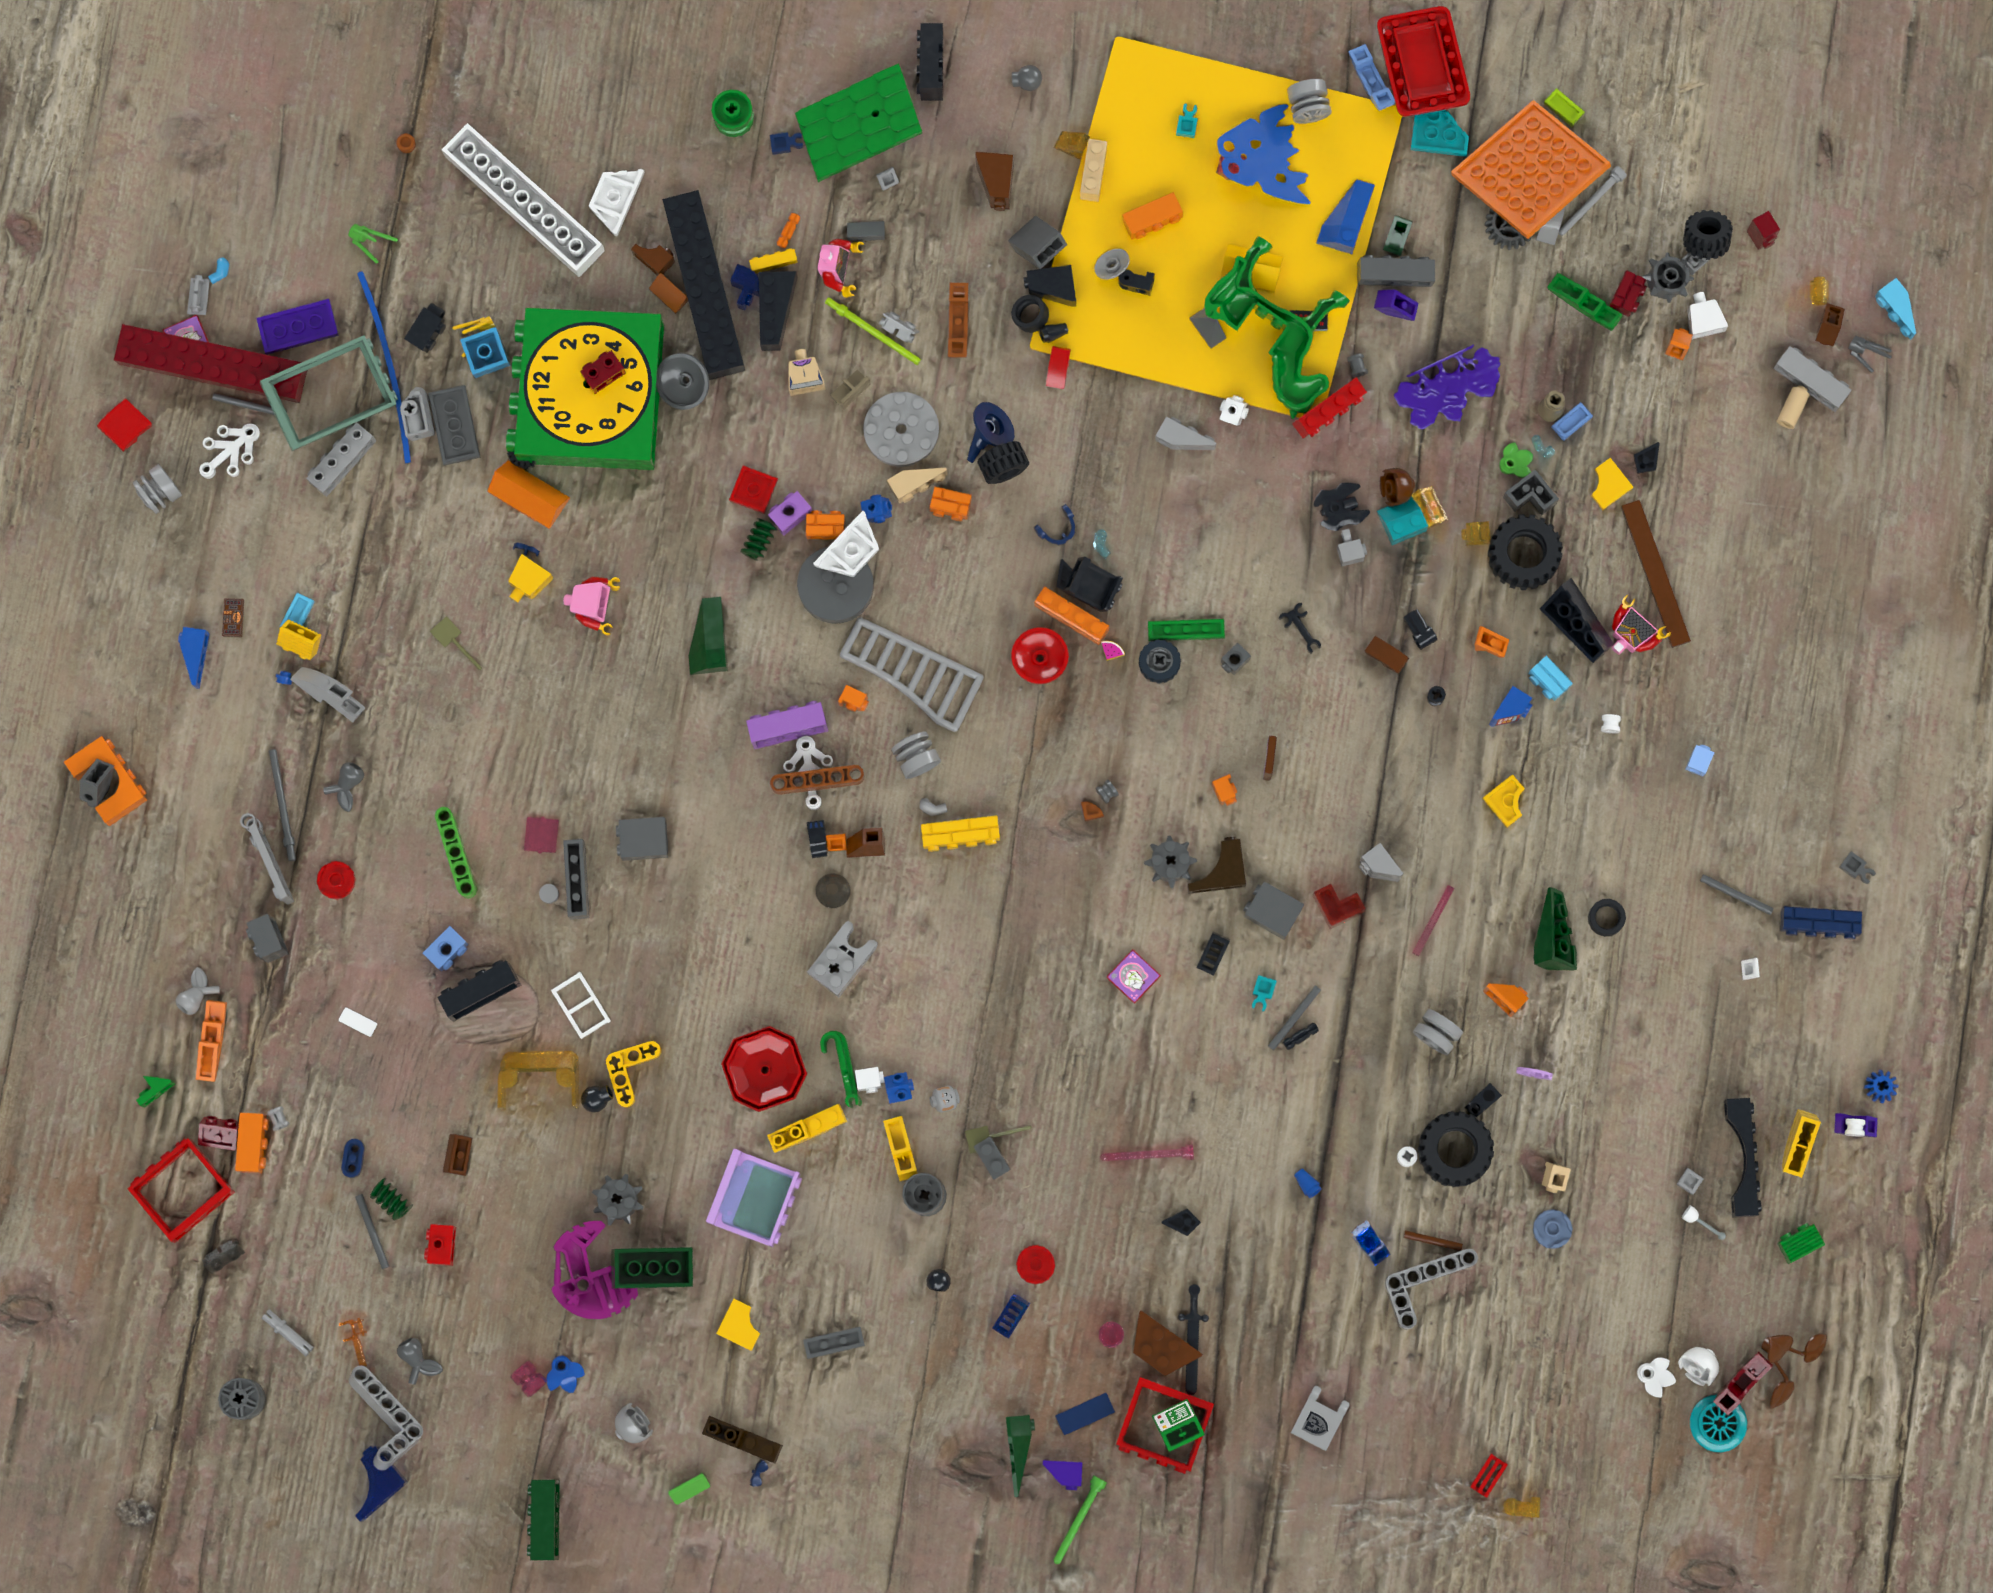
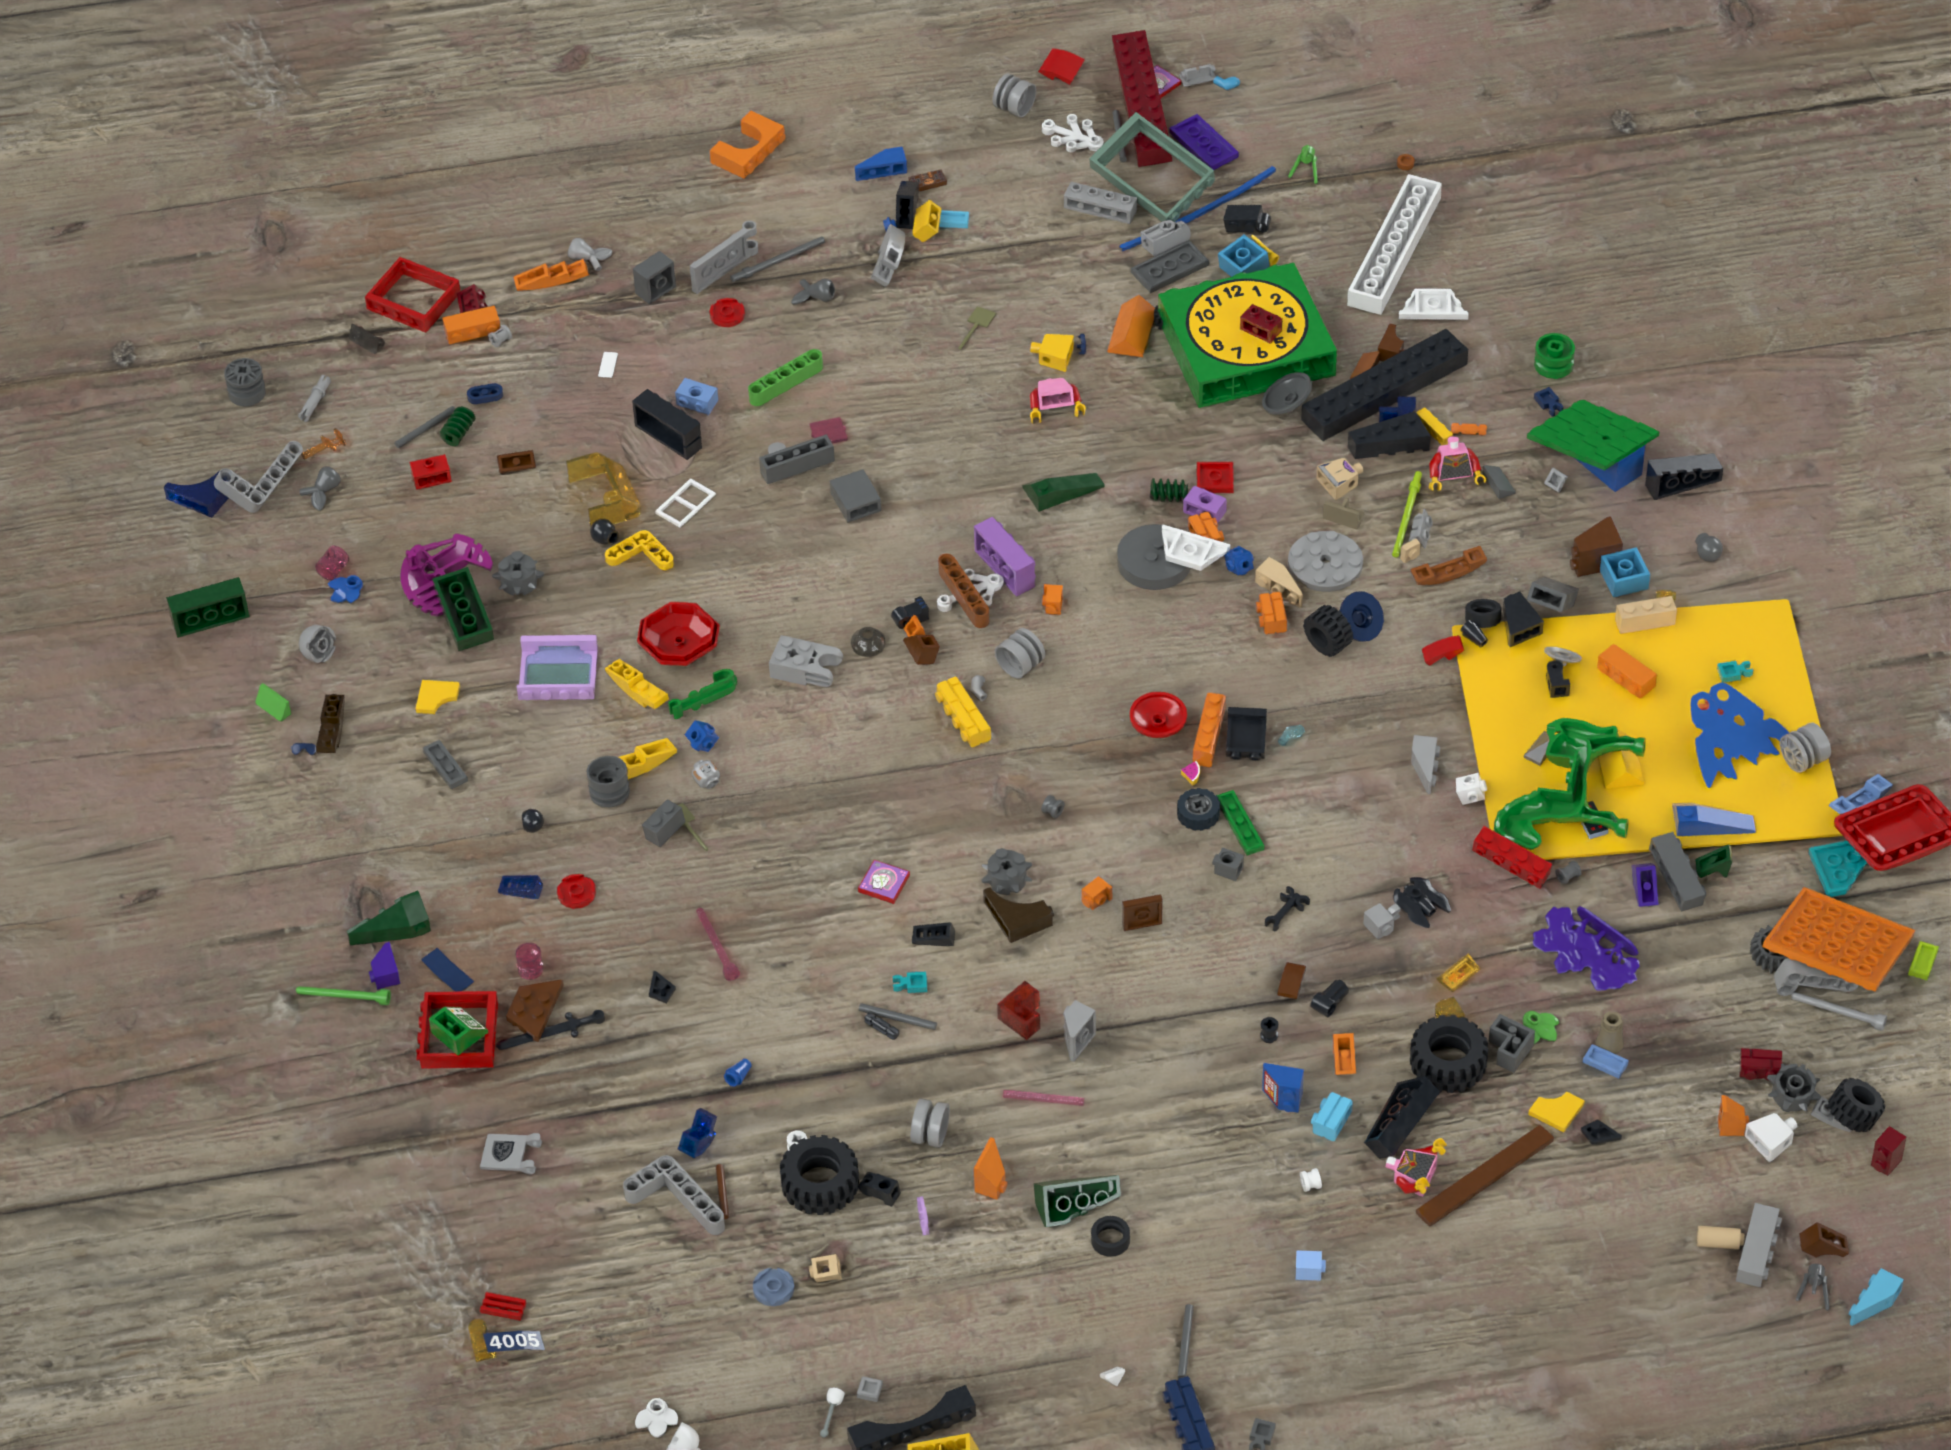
camera: 65 degrees right, 30 degrees down
(94, 790) = (741, 132): dark grey torso -> none
(158, 1087) = (491, 253): green slope -> none
(262, 650) = (906, 204): none -> black slope
(869, 1079) = (701, 711): white brick -> none
(909, 691) = (1082, 639): light grey bar -> none
(925, 347) = (1410, 551): none -> tan plate
(1032, 166) = (1624, 572): none -> dark azure brick
(1043, 535) = (1307, 702): dark blue piece -> none
(1091, 811) = (1029, 803): dark orange tile -> none
(1273, 910) = (995, 966): dark grey brick -> none
(1396, 486) = (1463, 935): reddish brown cylinder -> none
(1403, 521) = (1430, 954): teal slope -> none
(1504, 800) = (1192, 1119): yellow tile -> none
(1535, 1478) = (513, 1341): none -> dark blue sticker
(1539, 447) = (1562, 1047): clear light blue arm -> none
(1584, 301) = (1733, 1033): green slope -> none
(1819, 291) = (1854, 1224): clear yellow brick -> none

